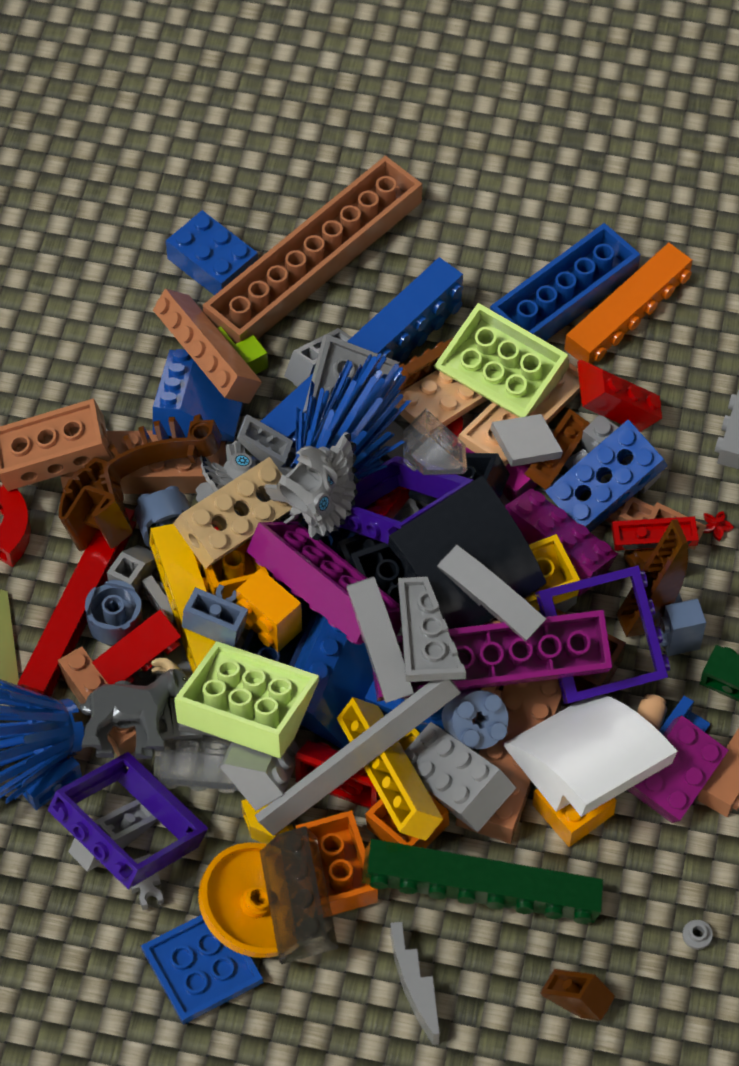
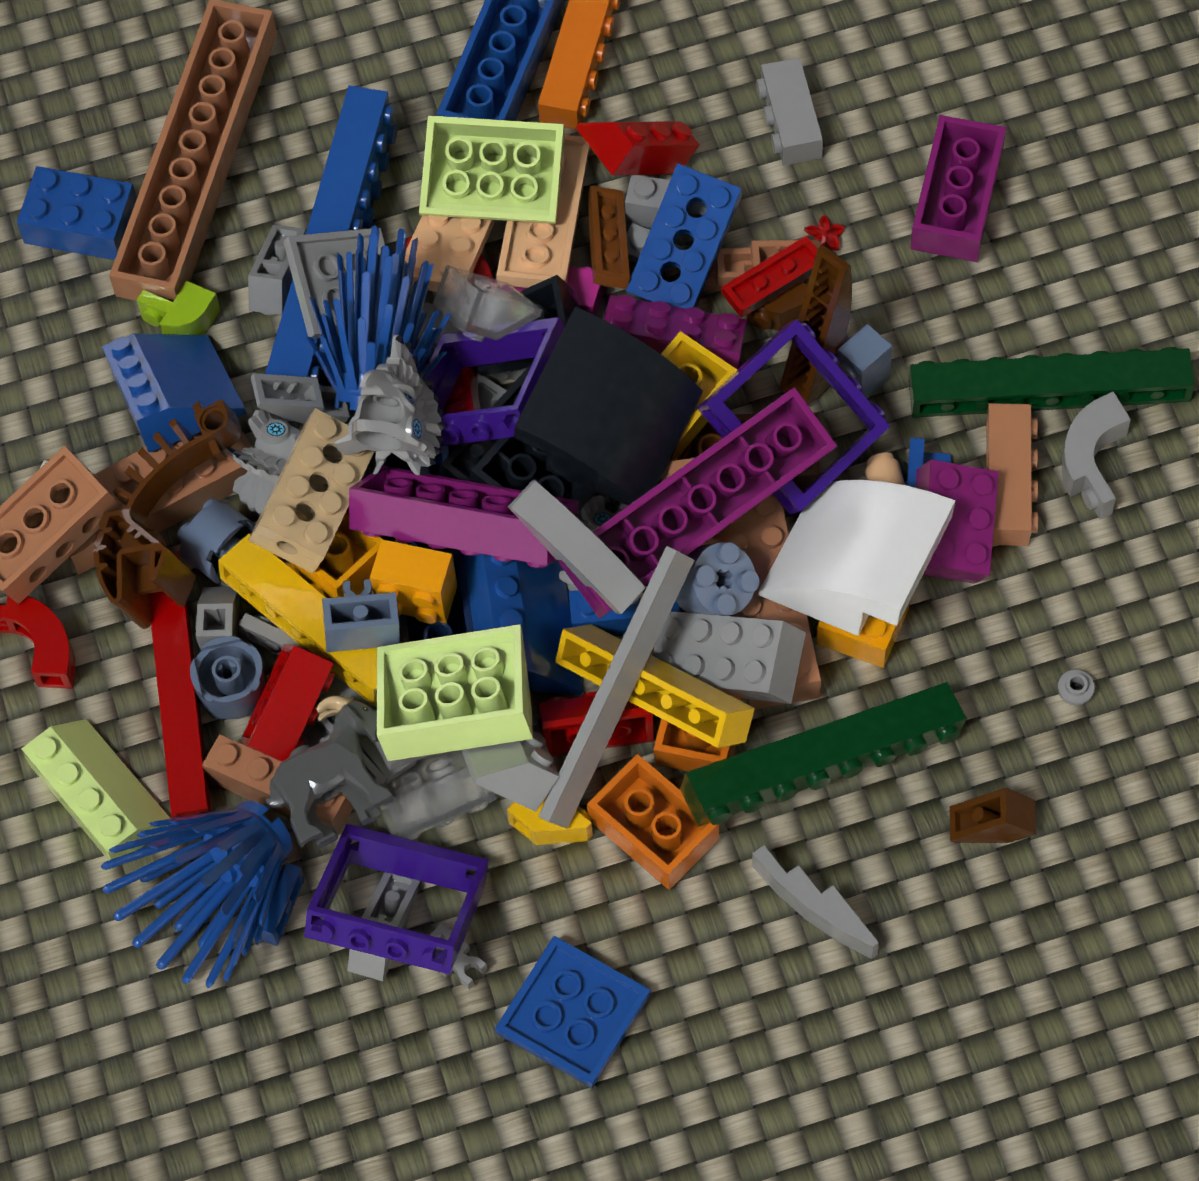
camera: 25 degrees left, 5 degrees up
(207, 346) = (145, 320): nougat brick -> none
(237, 903) = (591, 908): light orange dish -> none
(298, 895) = (638, 879): clear smoke slope -> none
(422, 366) = (405, 211): dark orange plate -> none
(425, 635) = (622, 515): light grey wing -> none
(491, 592) = (663, 431): light grey slope -> none
(526, 440) = (574, 244): light grey tile -> none

